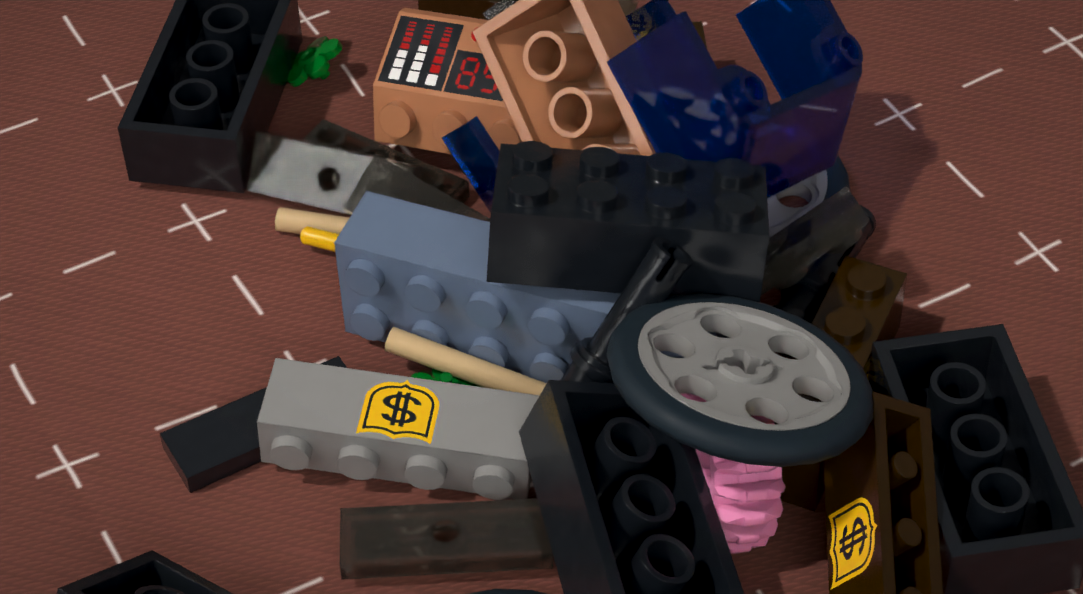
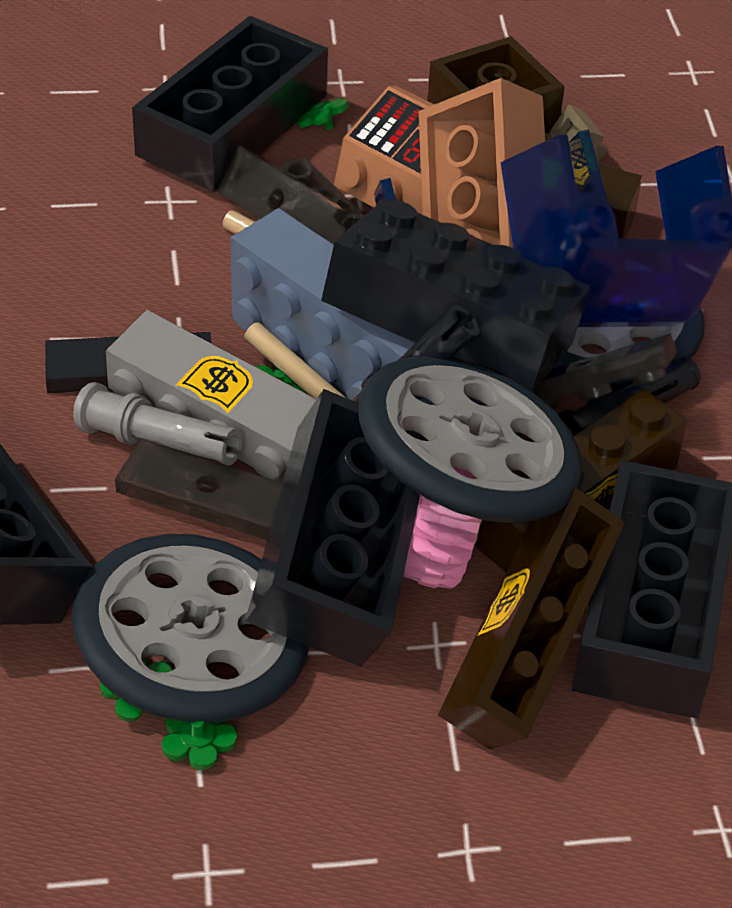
camera: 20 degrees right, 0 degrees up
(322, 488) = (135, 419): none -> light grey pin

